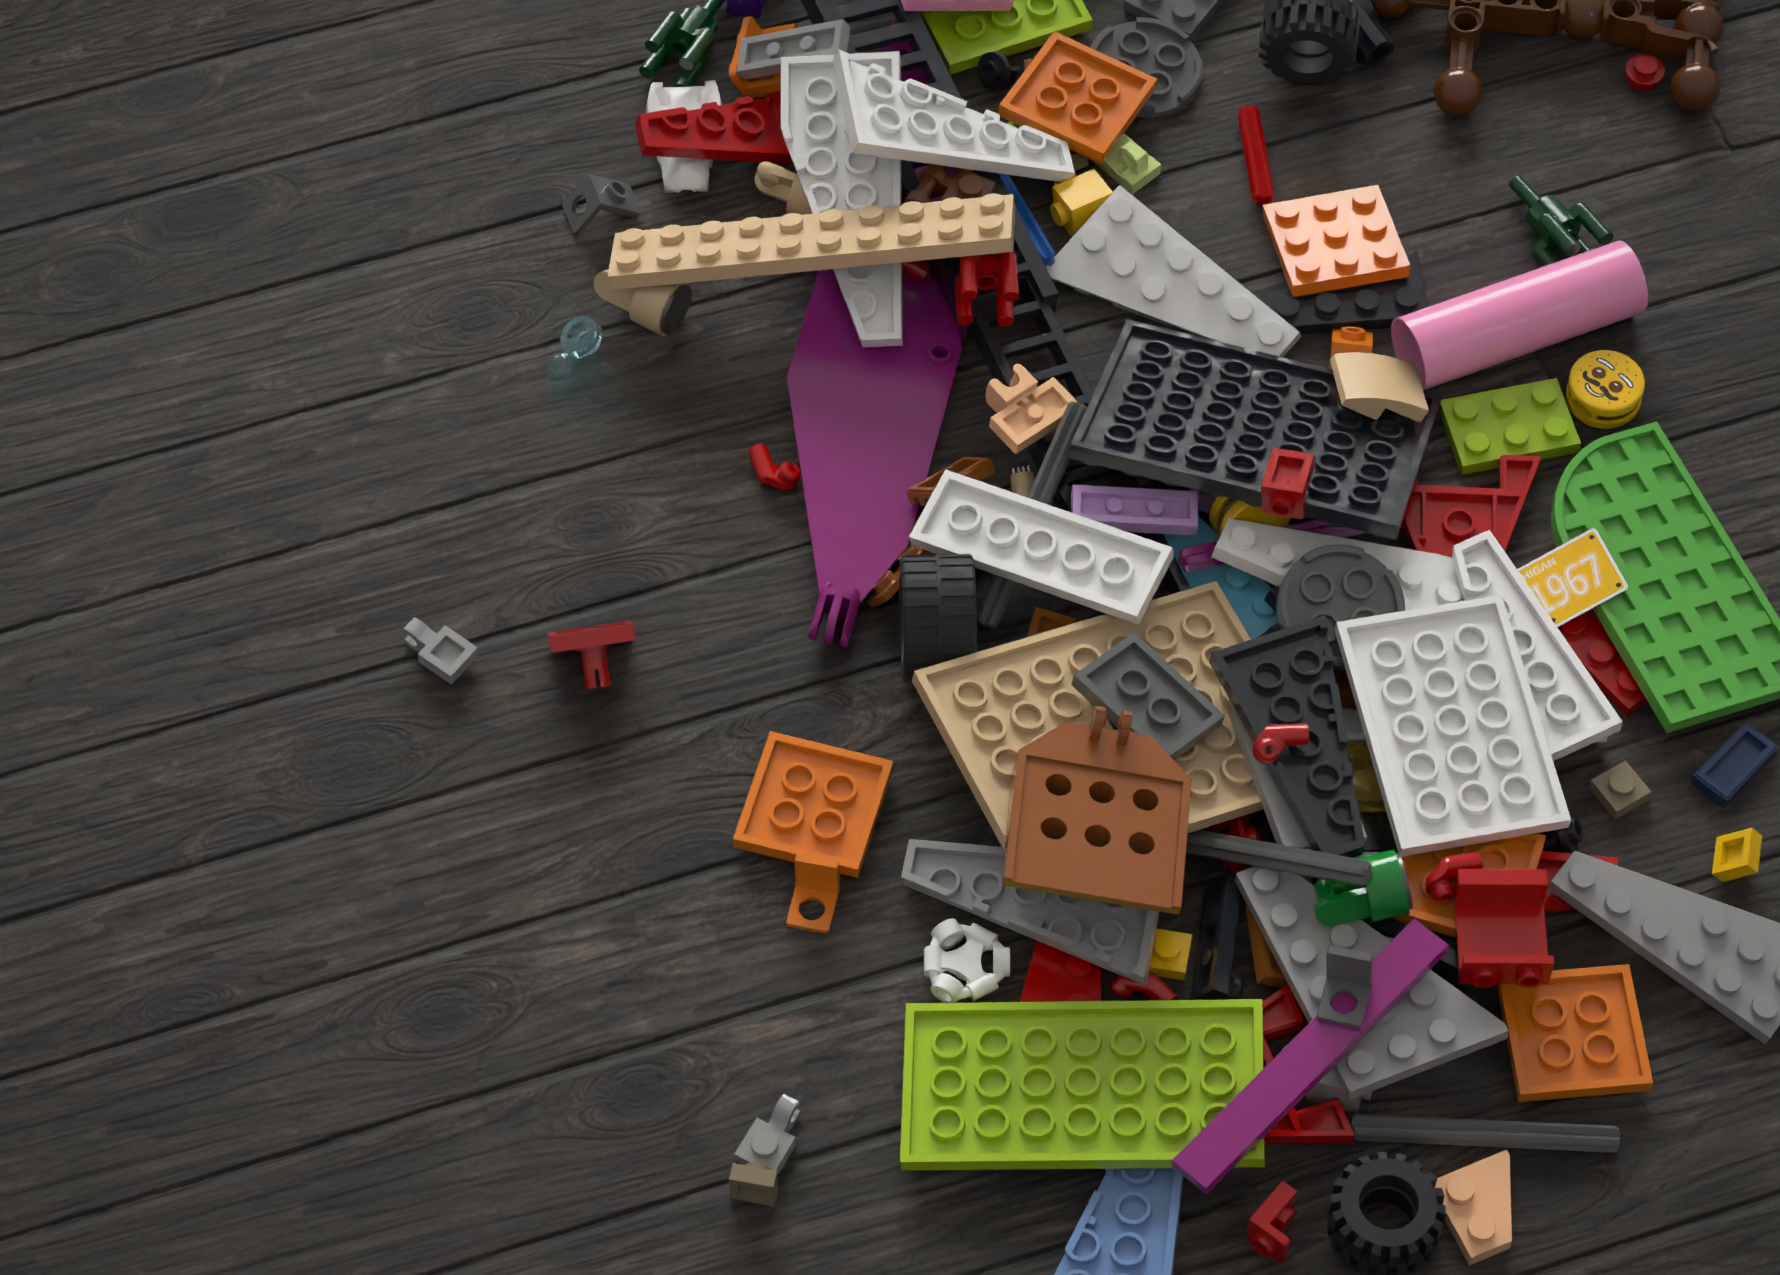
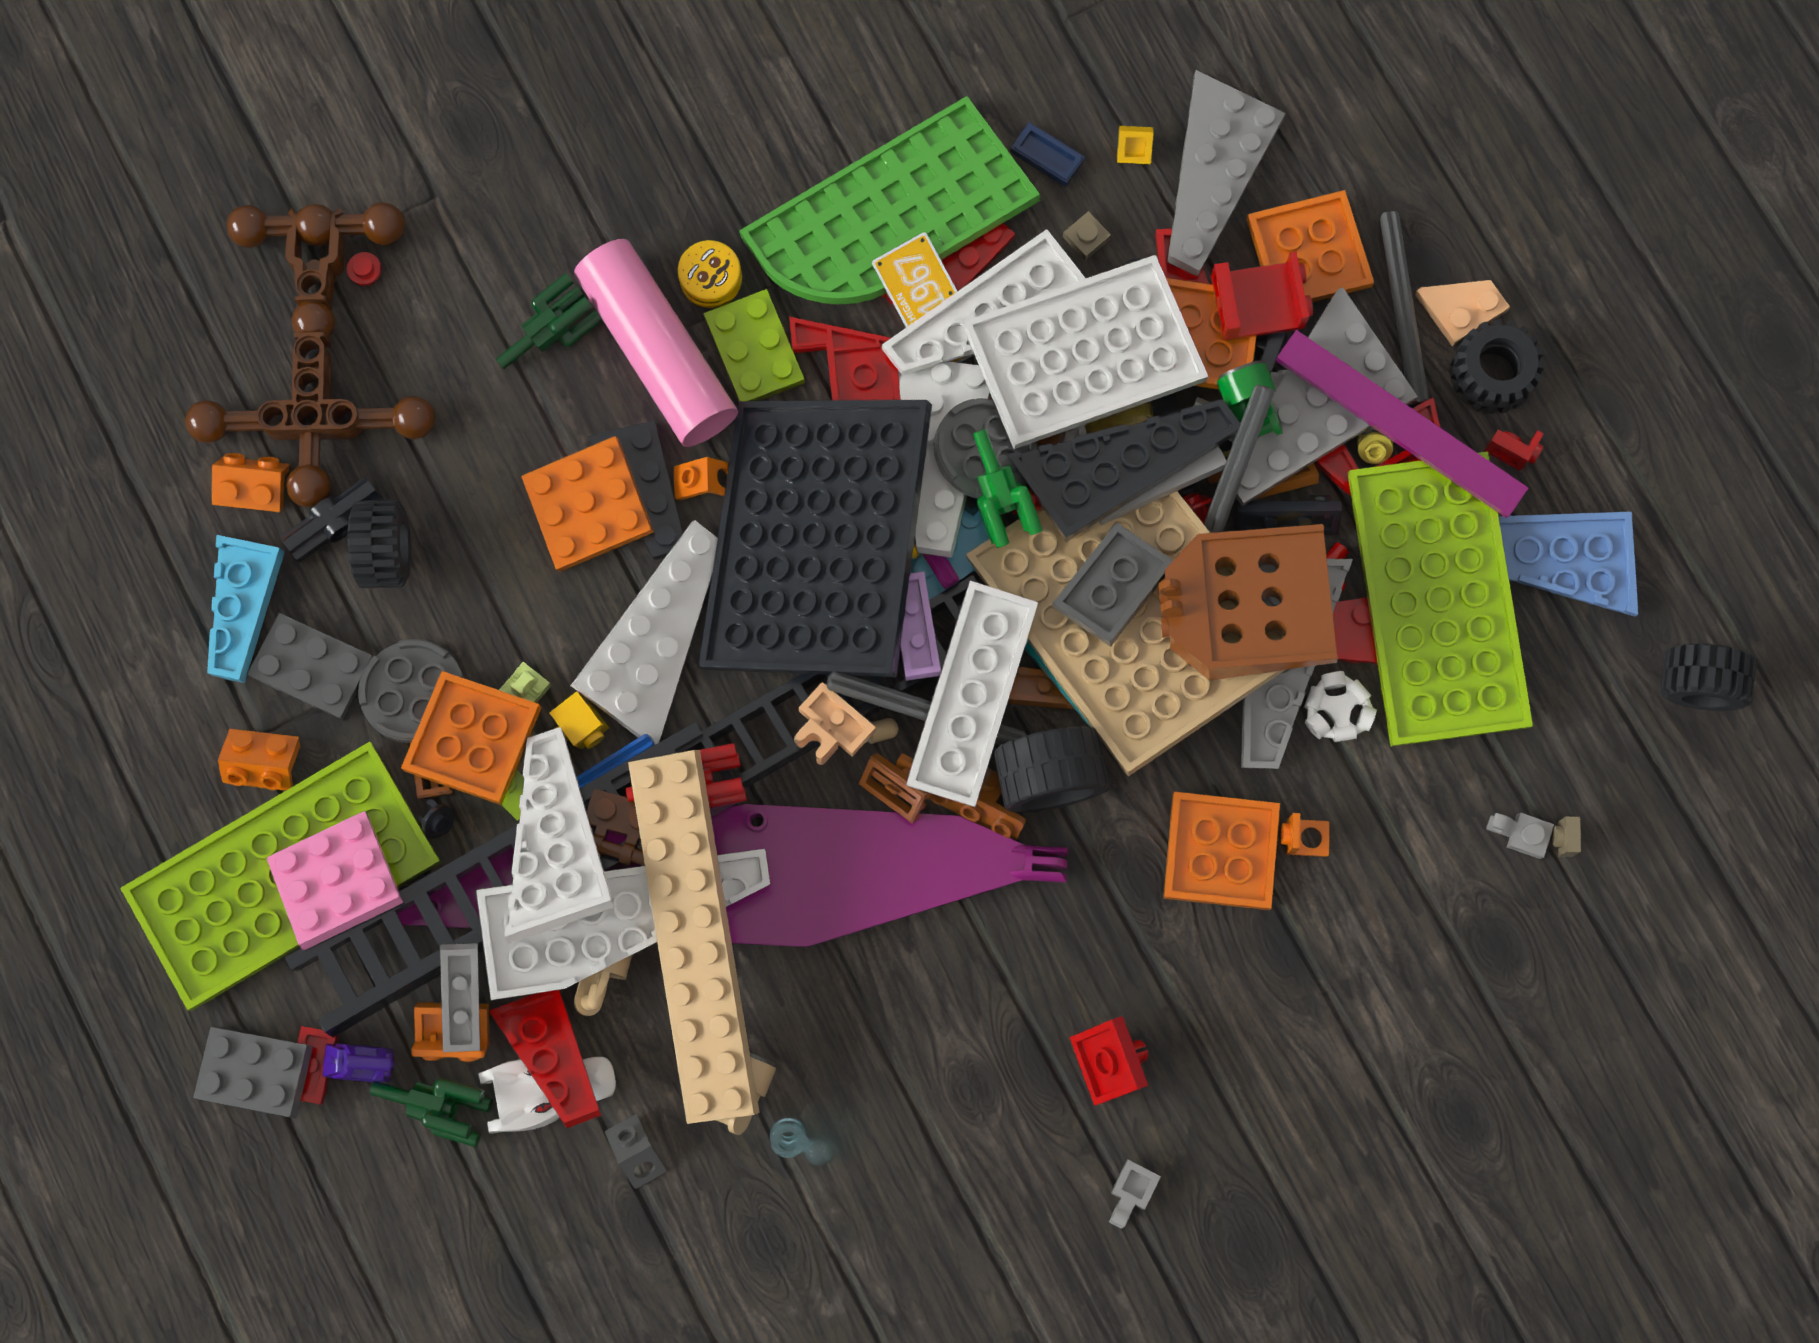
camera: 100 degrees left, 20 degrees up
(770, 474) = (901, 944): red arm -> none
(1255, 155) = (498, 583): red axle -> none
(1273, 597) = (1002, 495): none -> green plant
(1275, 738) = (1145, 476): red arm -> none
(1286, 483) = (902, 490): red bracket -> none
(1348, 973) = (1341, 396): dark grey bracket -> none
(1378, 382) = (749, 446): tan slope -> none
(1440, 879) = (1212, 338): red arm -> none

